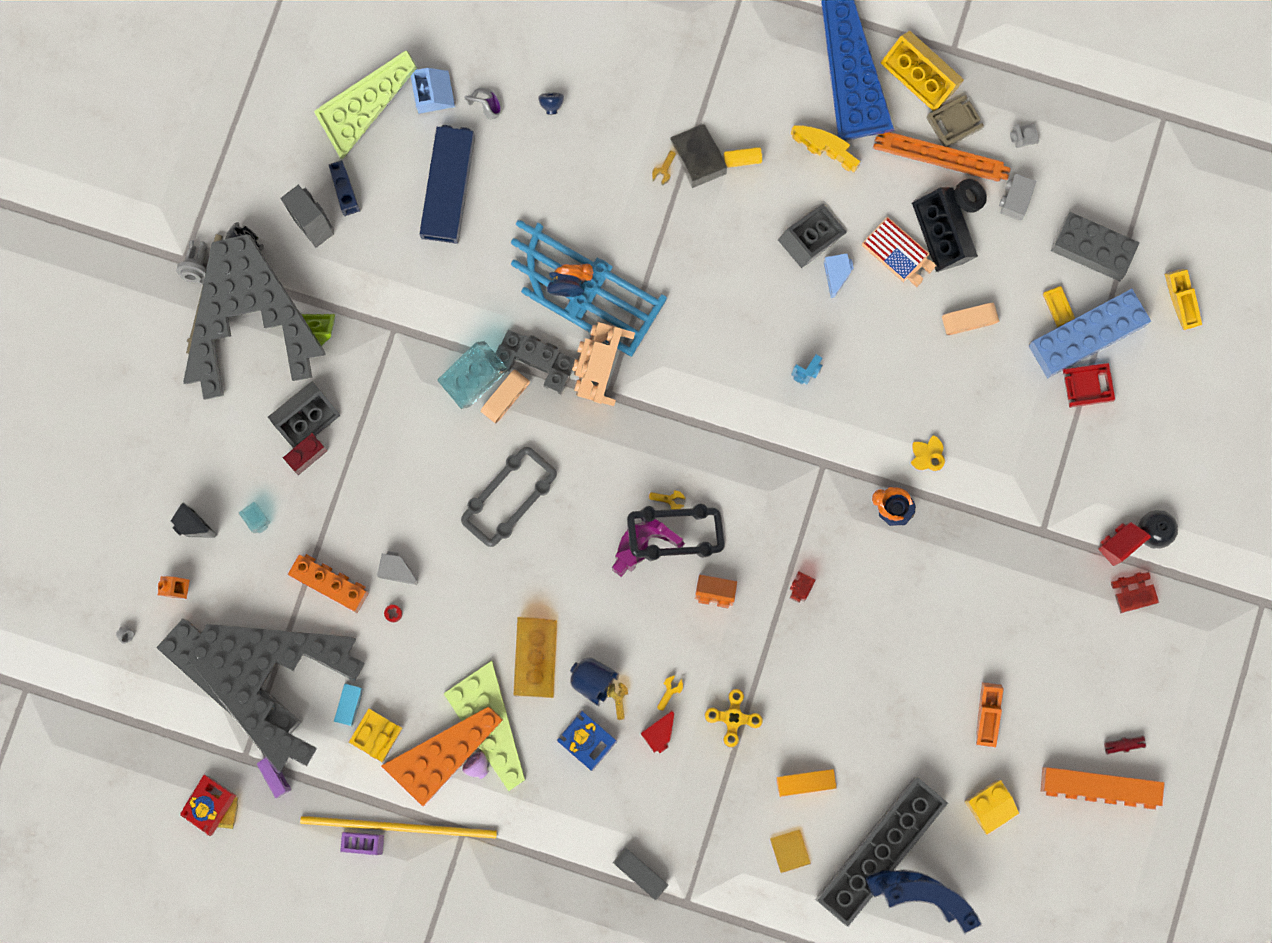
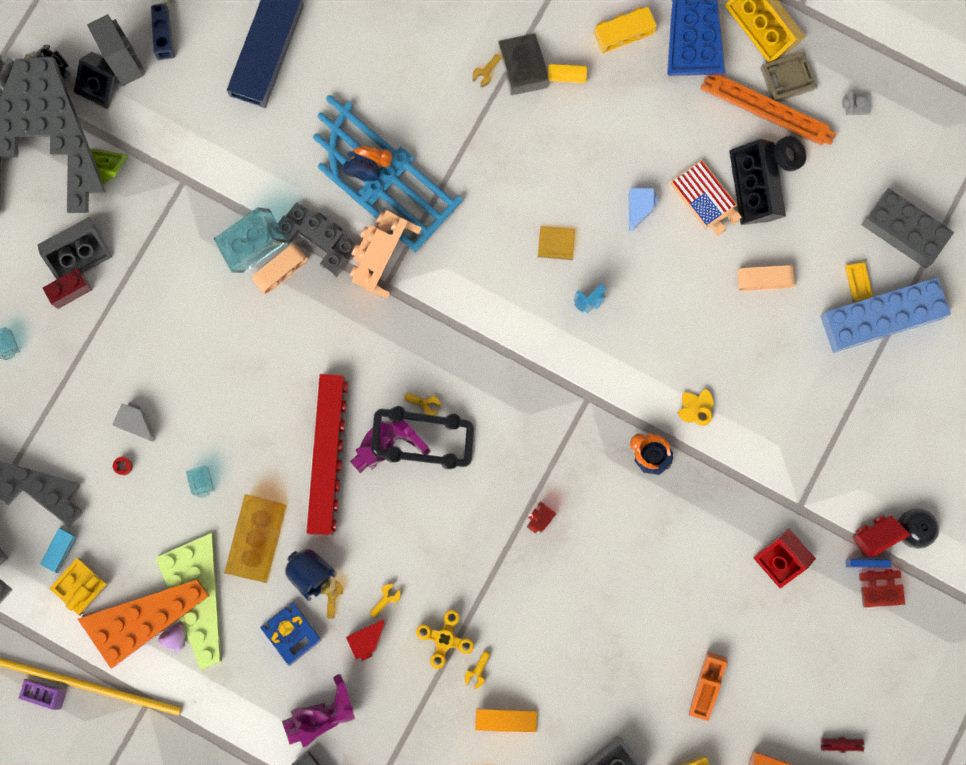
camera: 10 degrees right, 0 degrees up
(289, 247) = (94, 79): none -> black slope
(327, 583) = (63, 423): orange brick -> none
(471, 614) = (200, 481): none -> clear light blue brick
(504, 530) = (228, 372): dark grey bar -> none
(585, 565) = (326, 455): none -> red brick
(625, 818) = (314, 720): none -> magenta hips
(715, 590) = (452, 505): orange slope -> none
(764, 322) = (556, 243): none -> clear yellow piece
(770, 742) = (478, 670): none -> yellow bar
(789, 104) = (625, 29): none -> yellow brick
(811, 235) = (621, 164): dark grey slope -> none
(820, 141) = (648, 71): yellow slope -> none
(1018, 196) = (838, 163): light grey brick -> none
(1038, 581) = (784, 558): none -> red slope
(1085, 387) = (870, 368): red container -> none
(1119, 570) = (868, 563): none -> blue tile

